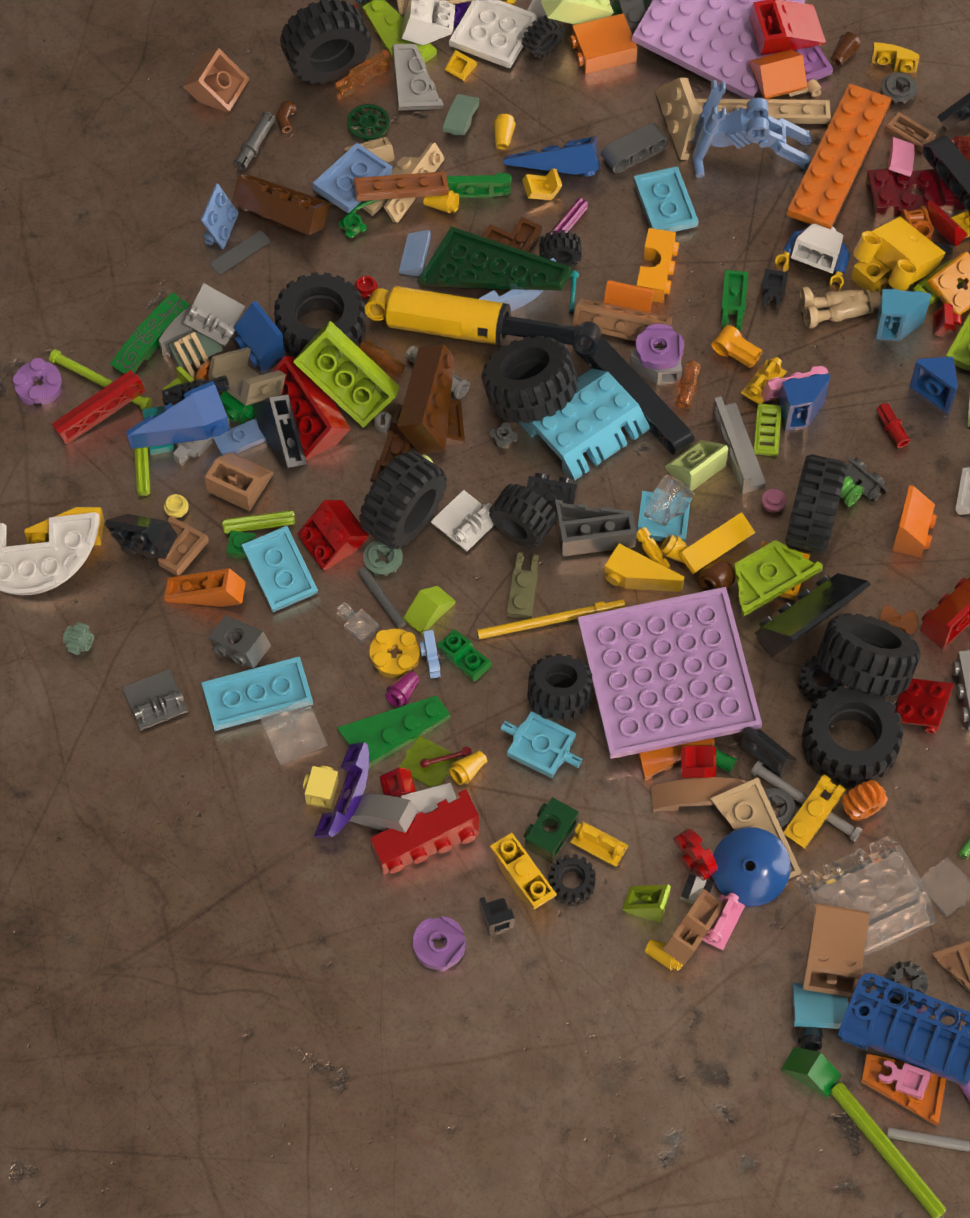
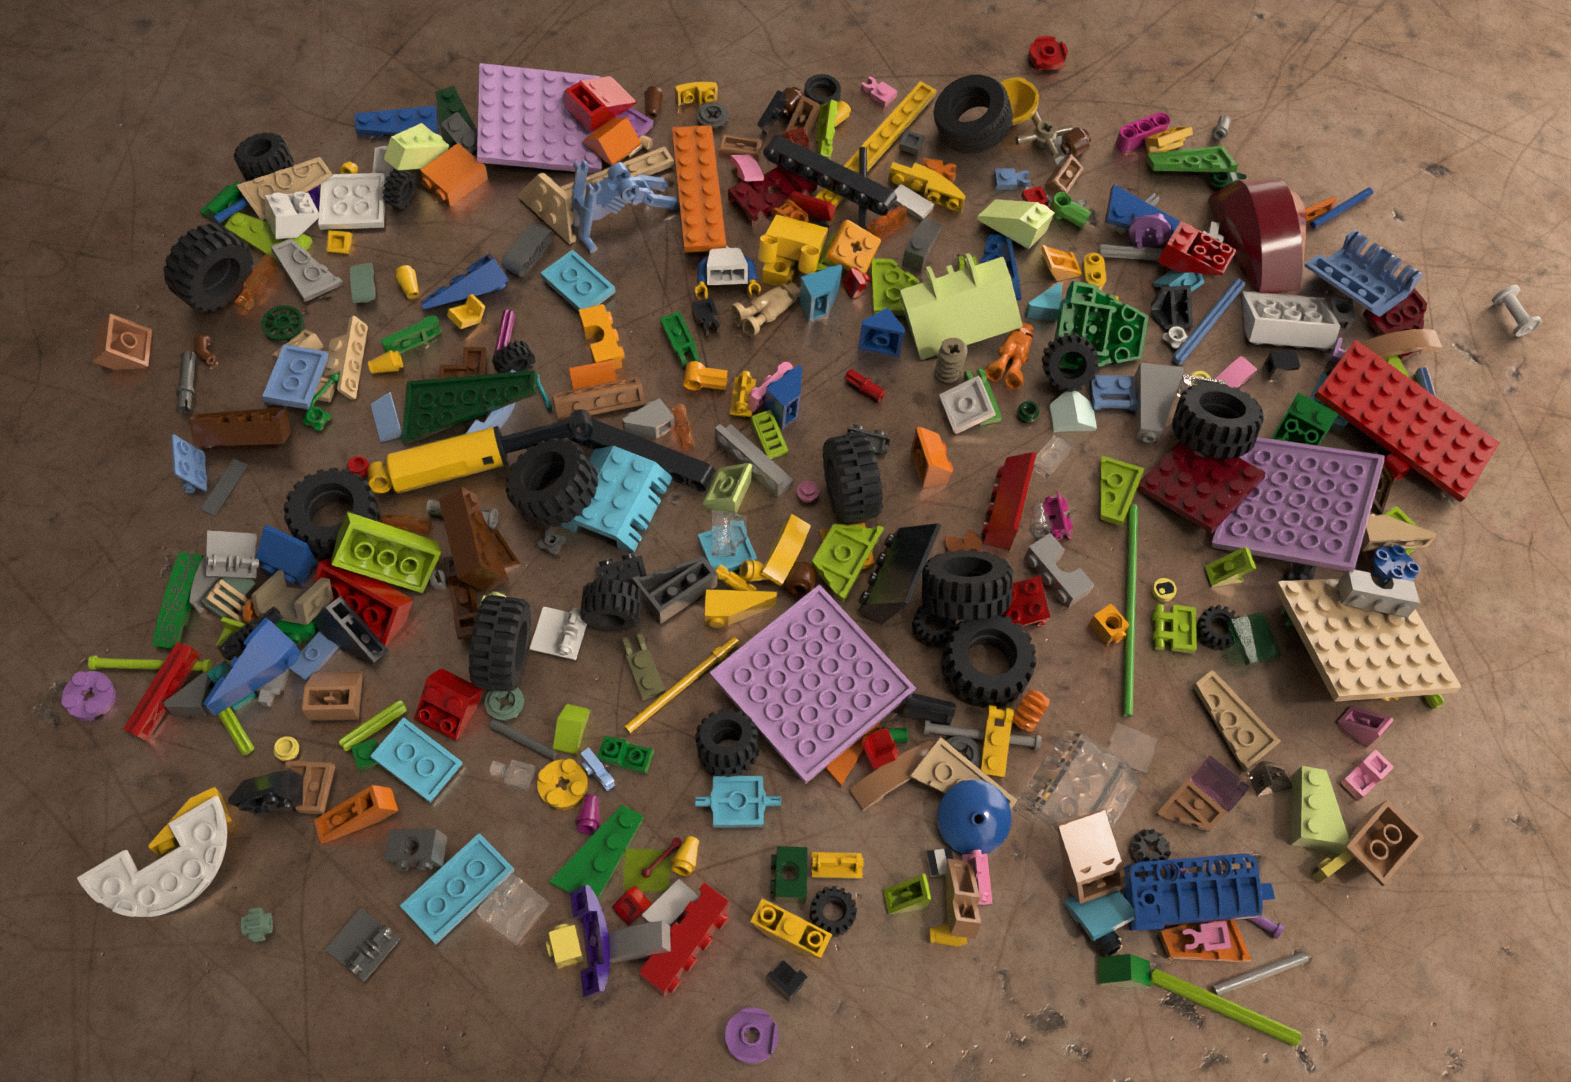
camera: 35 degrees left, 0 degrees up
(117, 423) = (191, 698): none -> dark grey slope
(400, 186) = (344, 365): dark orange tile -> none
(659, 359) = (645, 416): medium lavender plate -> none
(694, 854) = (924, 833): red plate -> none

